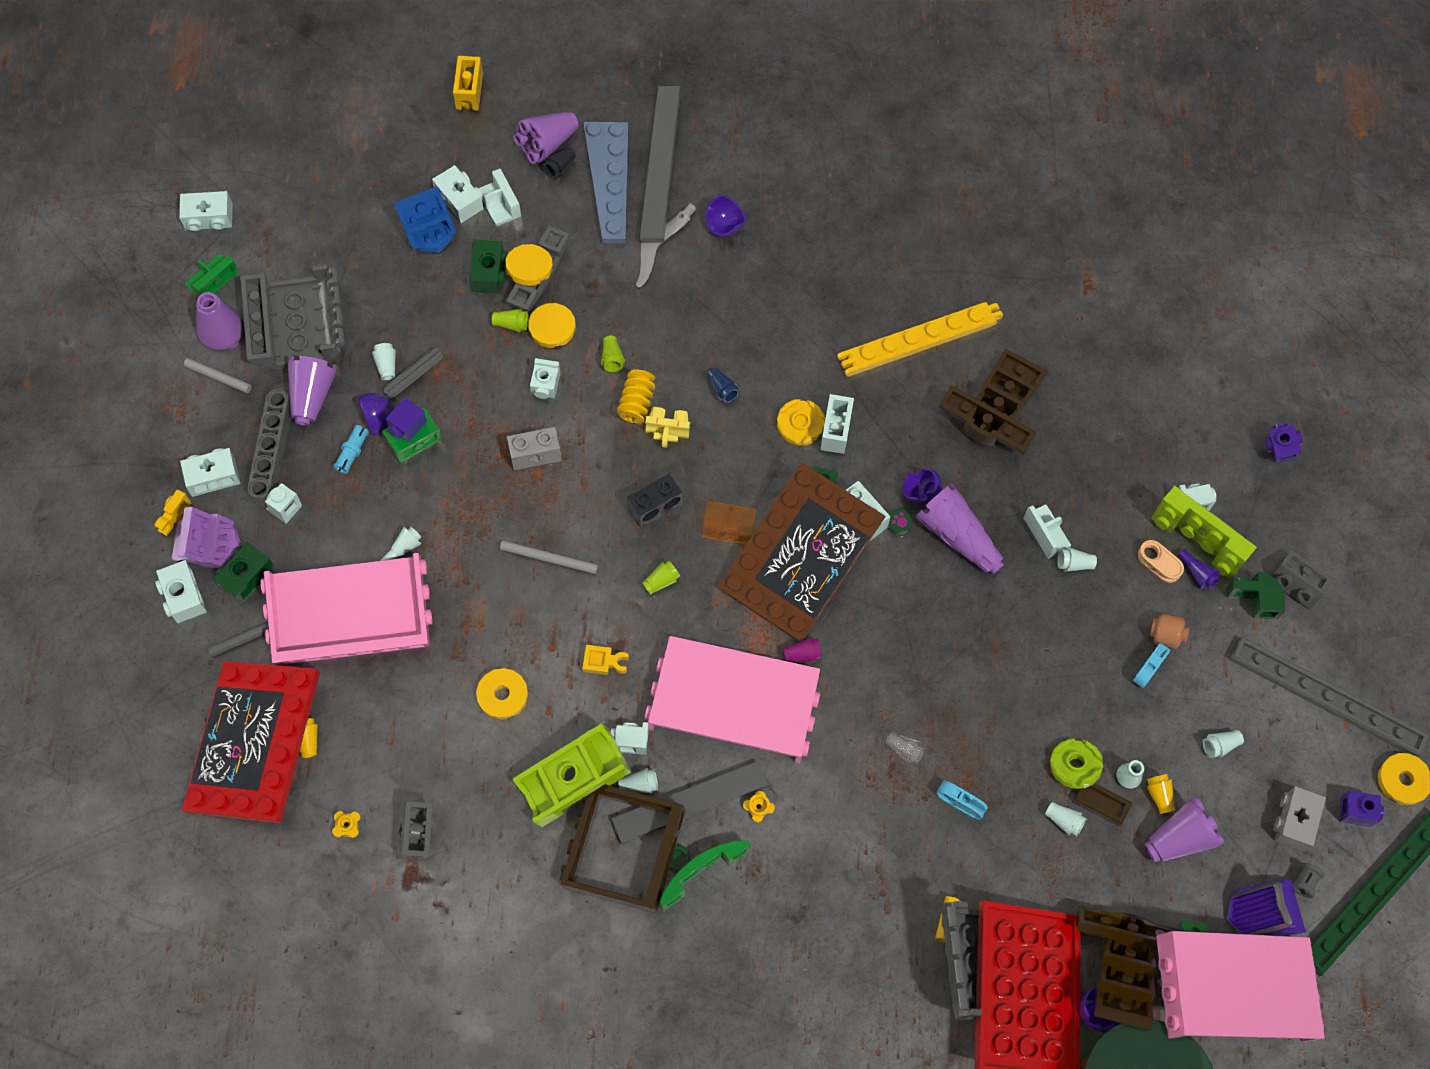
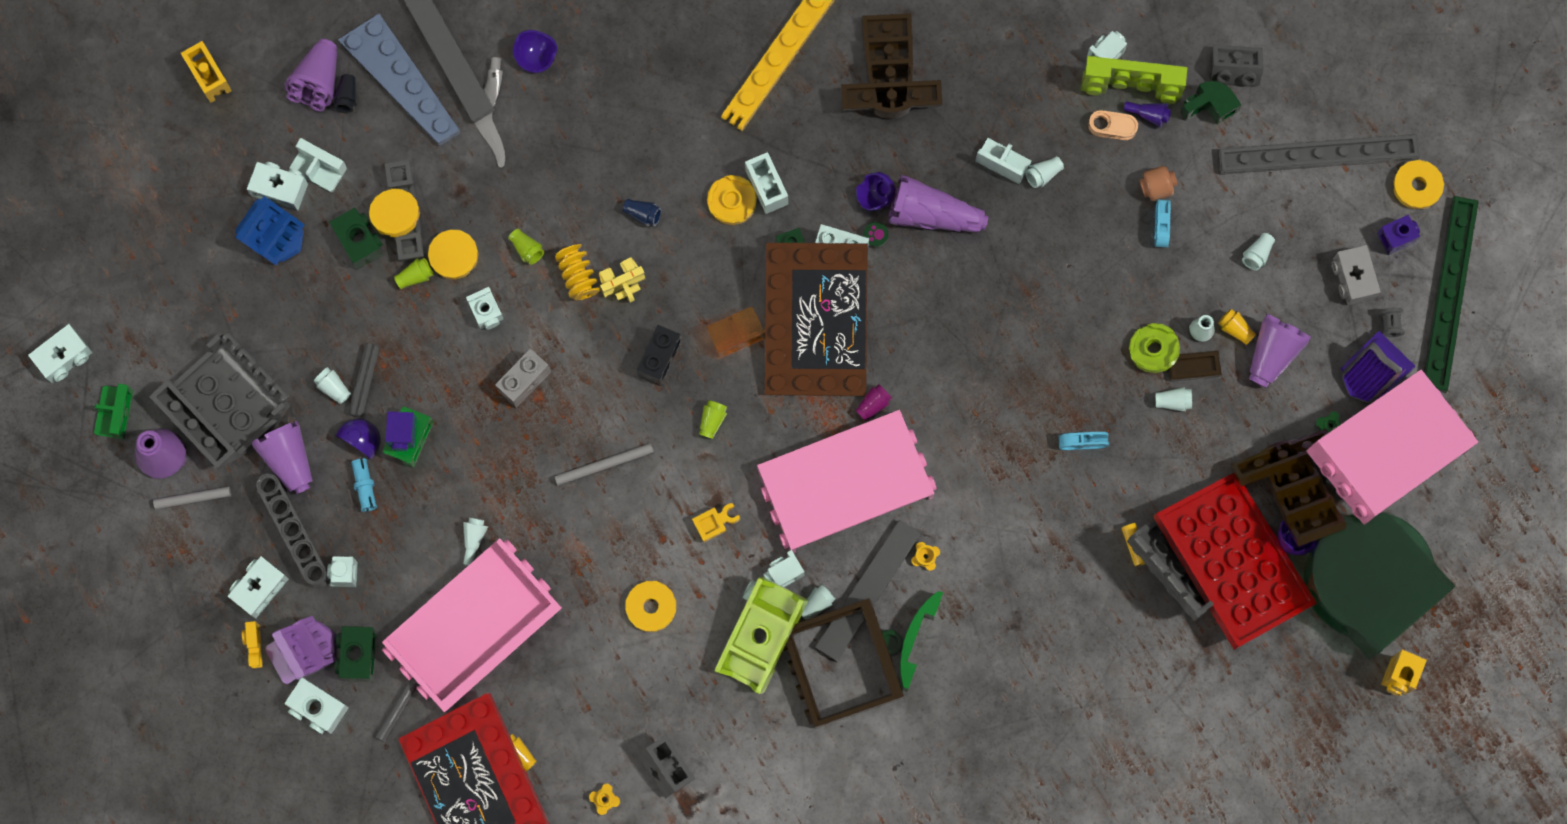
camera: 30 degrees left, 10 degrees up
(906, 747) = (1011, 427): clear cone -> none

